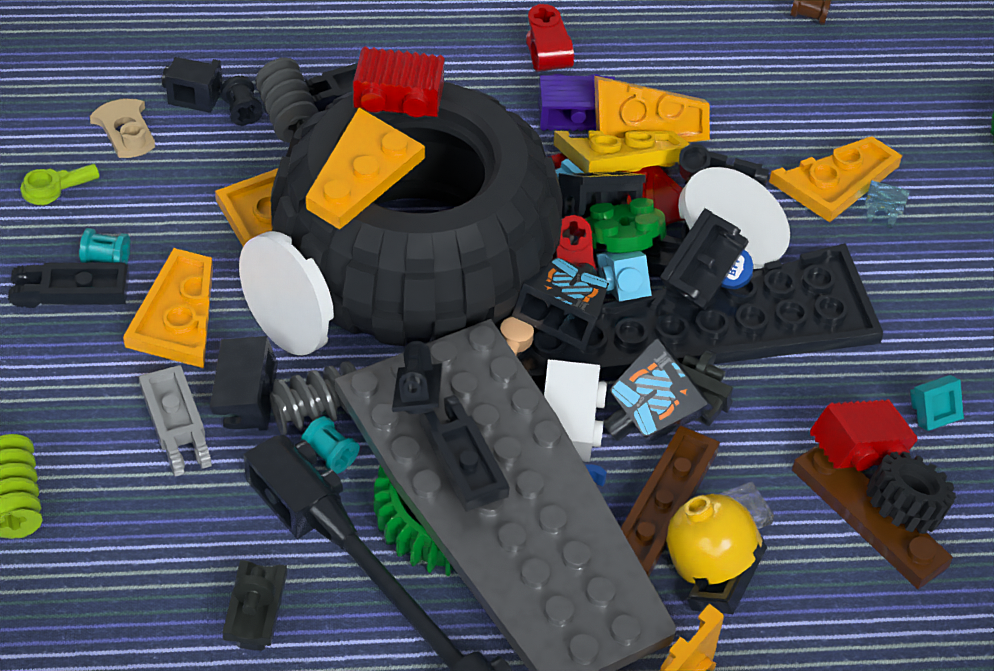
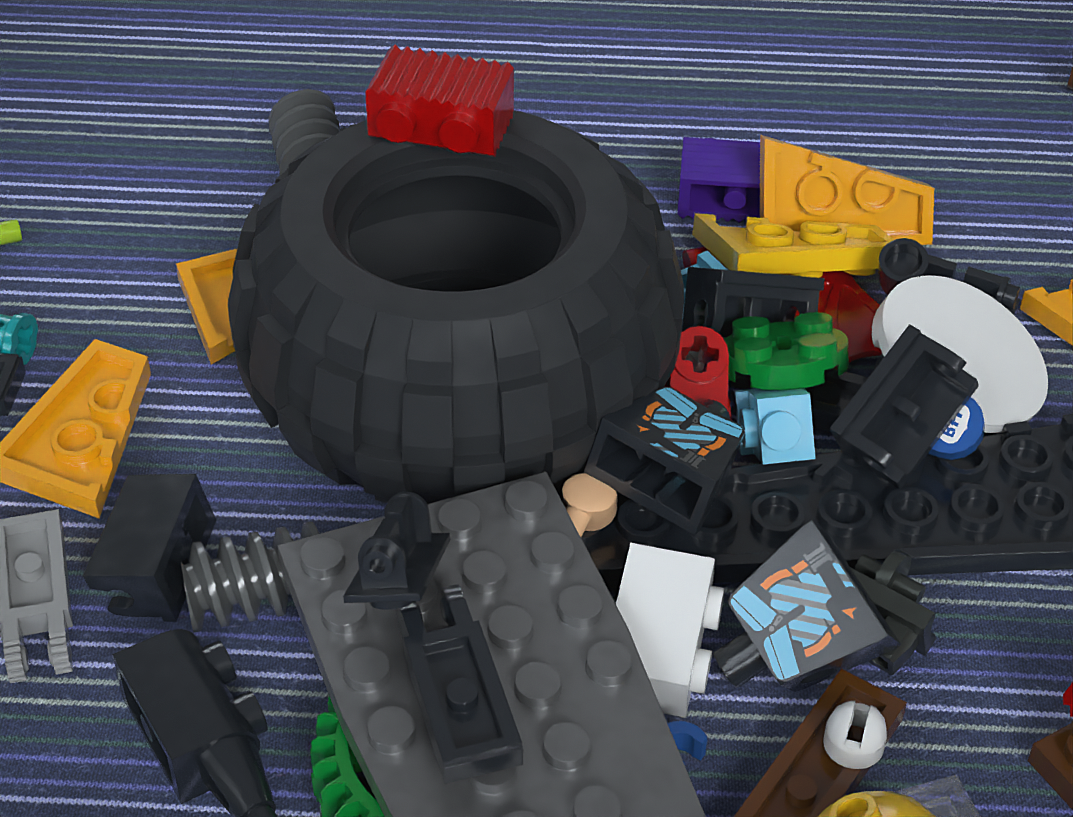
camera: 10 degrees right, 5 degrees down
(134, 135) = (77, 175): tan piece -> none
(193, 84) = (185, 123): black brick -> none
(241, 101) = (248, 156): black bush -> none
(285, 293) = (234, 410): white tile -> none
(331, 445) = (264, 653): teal bush -> none
(361, 168) = (357, 219): light orange wing -> none
(548, 40) = (706, 98): red piece -> none
(692, 474) = (849, 752): none -> white hinge

